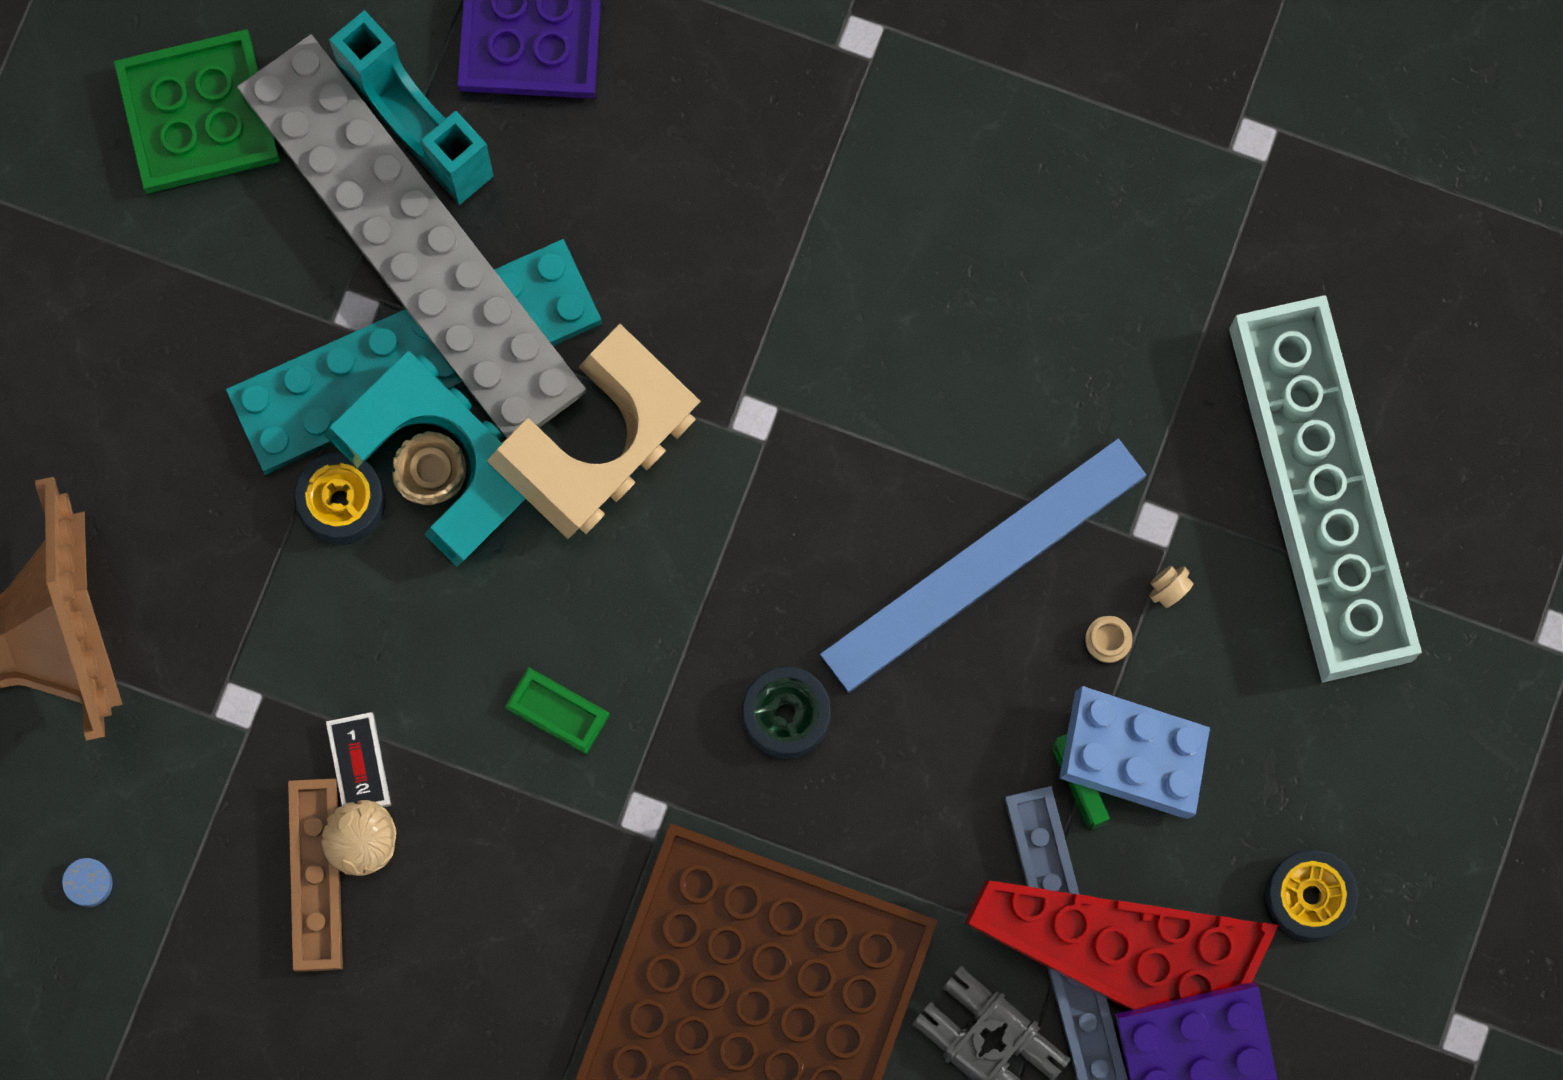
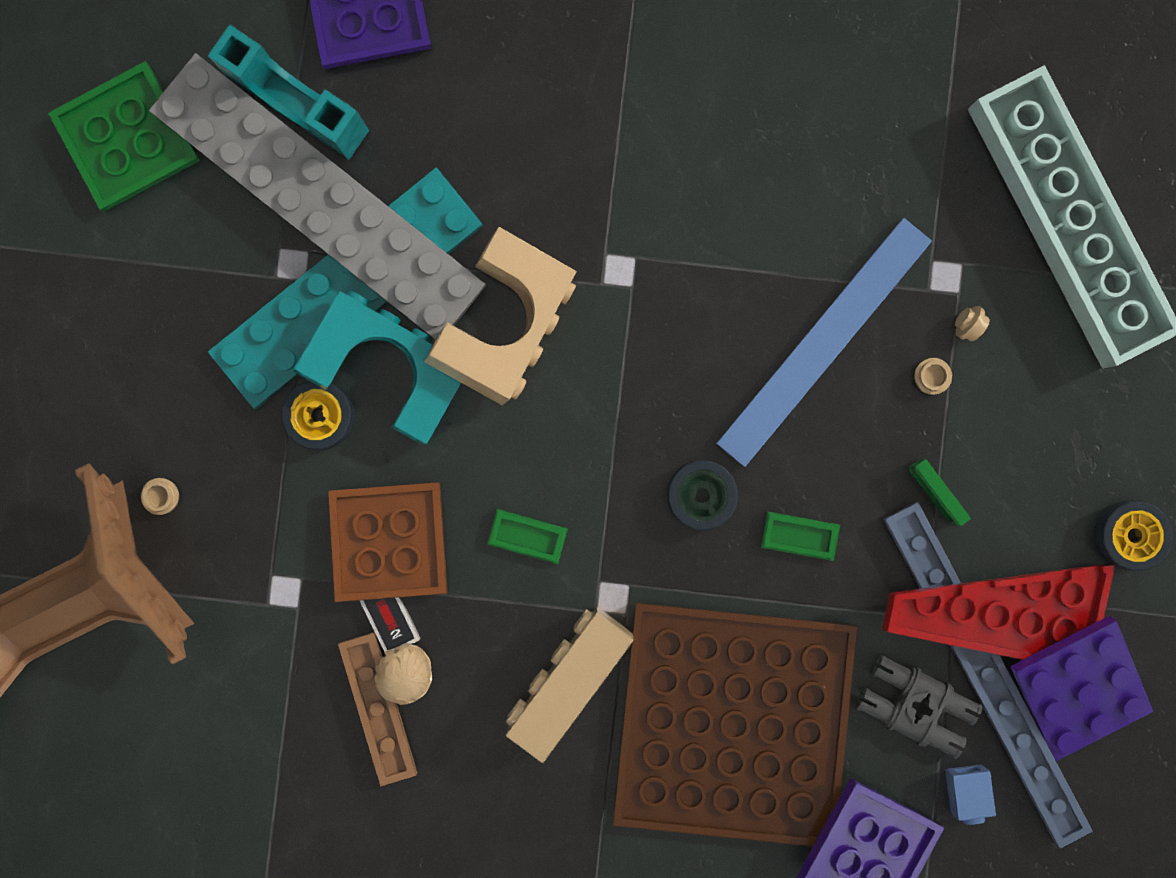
camera: 10 degrees left, 10 degrees up
(87, 882) = (207, 756): medium blue tile -> none
(118, 549) = (159, 496): none -> tan plate
(383, 672) = (387, 542): none -> dark orange plate
(429, 468) = (380, 376): tan hair -> none
(562, 895) = (569, 684): none -> tan brick
(895, 794) = (800, 536): none -> green tile
(1134, 752) = (976, 461): medium blue plate -> none

